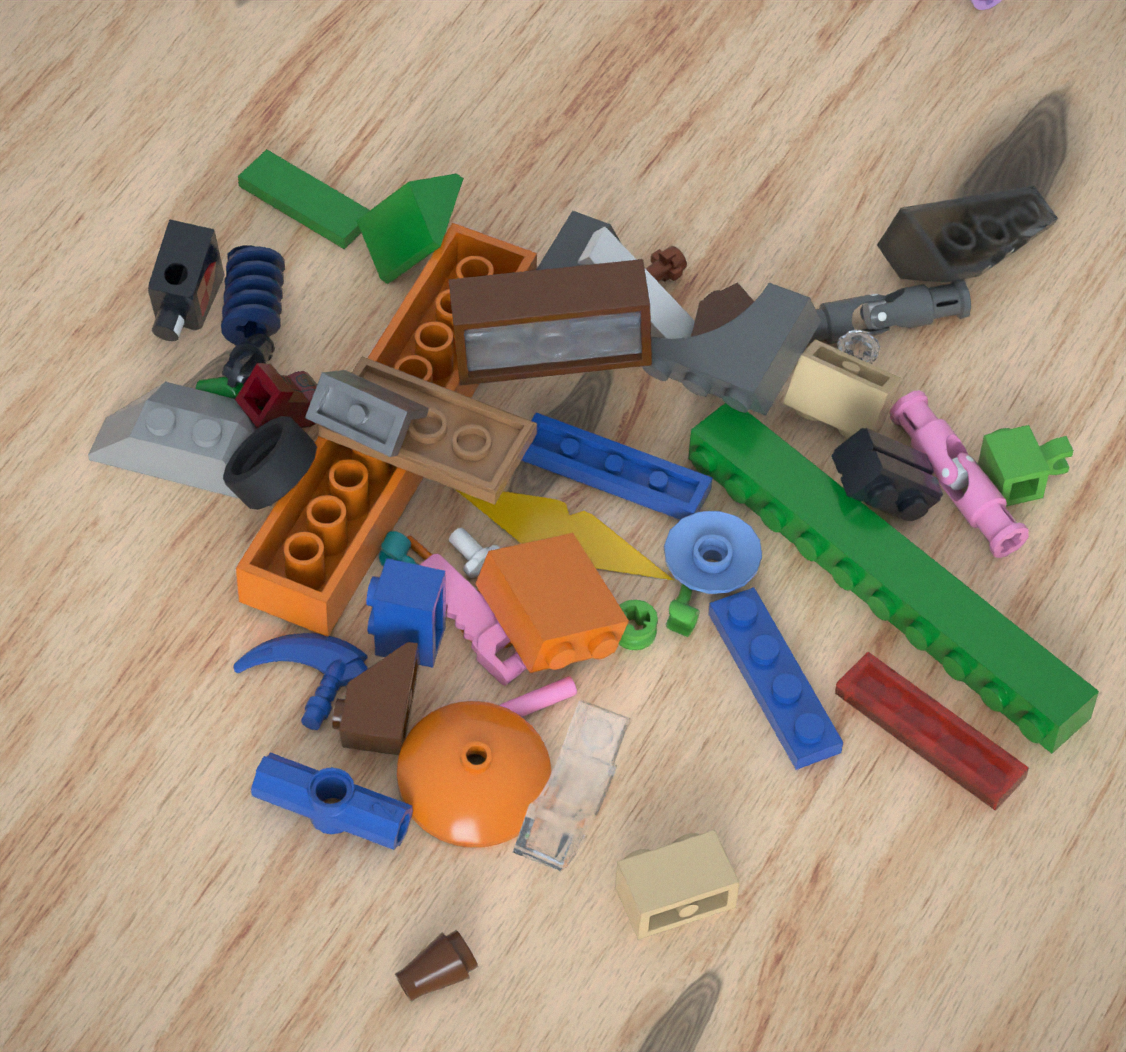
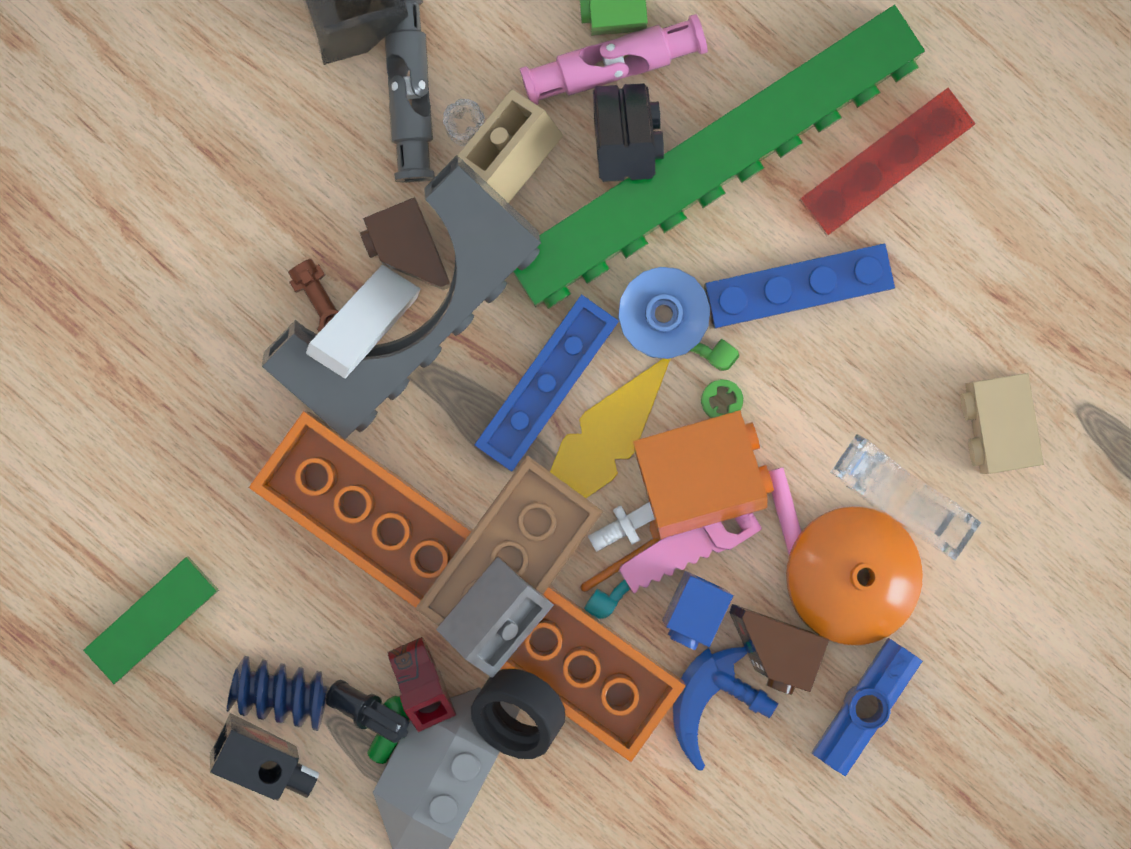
camera: 80 degrees left, 35 degrees up
(409, 224) = (229, 524): green slope -> none
(437, 966) = (1040, 638): reddish brown cone -> none
(551, 322) = (432, 425): reddish brown brick -> none

